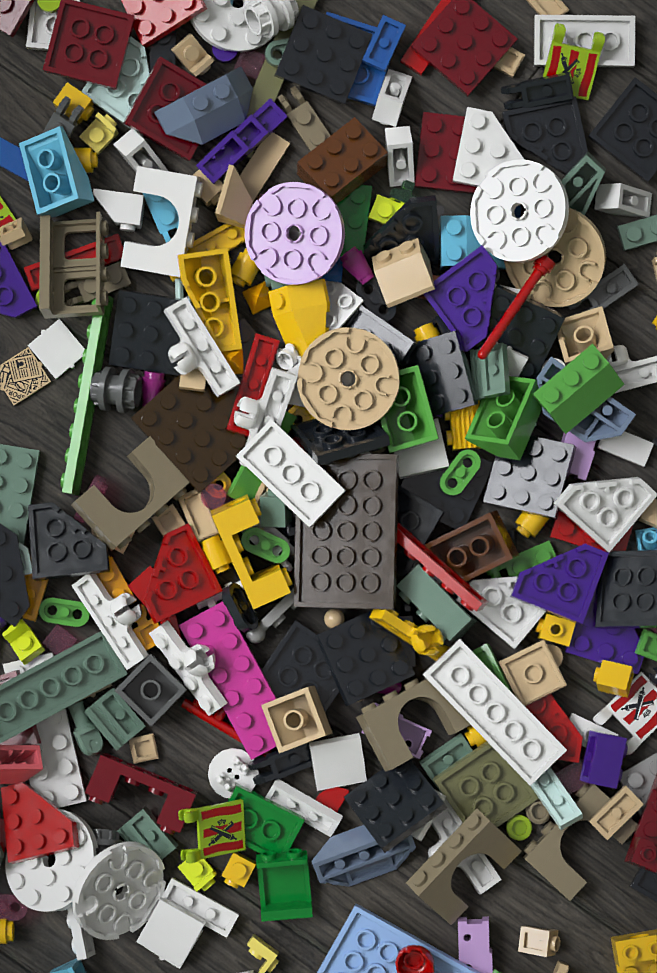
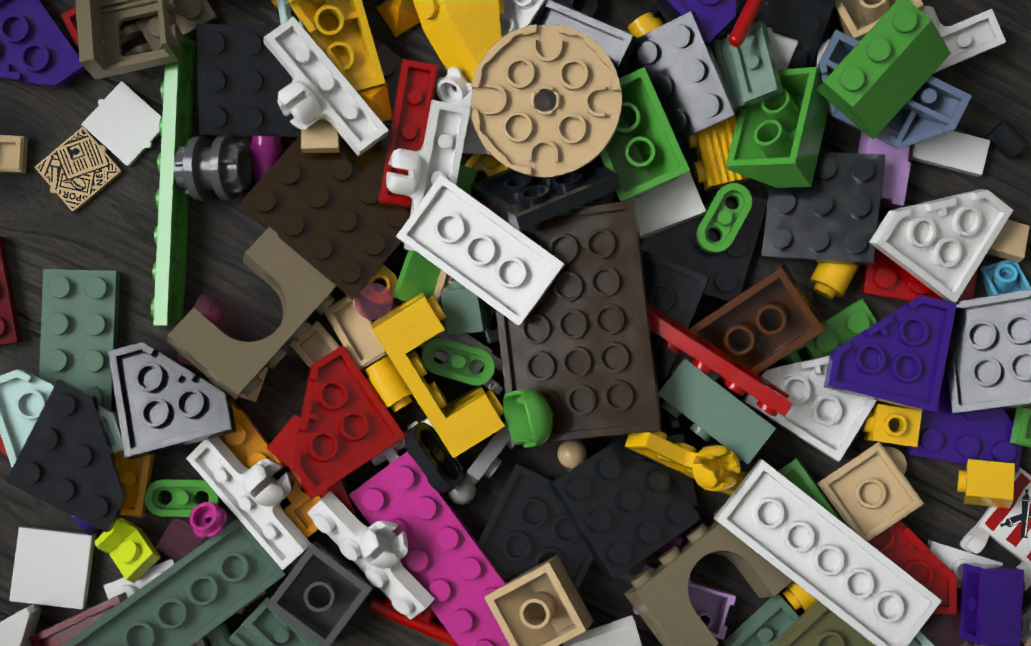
camera: 10 degrees left, 0 degrees up
(77, 625) = (202, 514): none -> dark pink plate
(306, 588) = (528, 417): none -> bright green hair

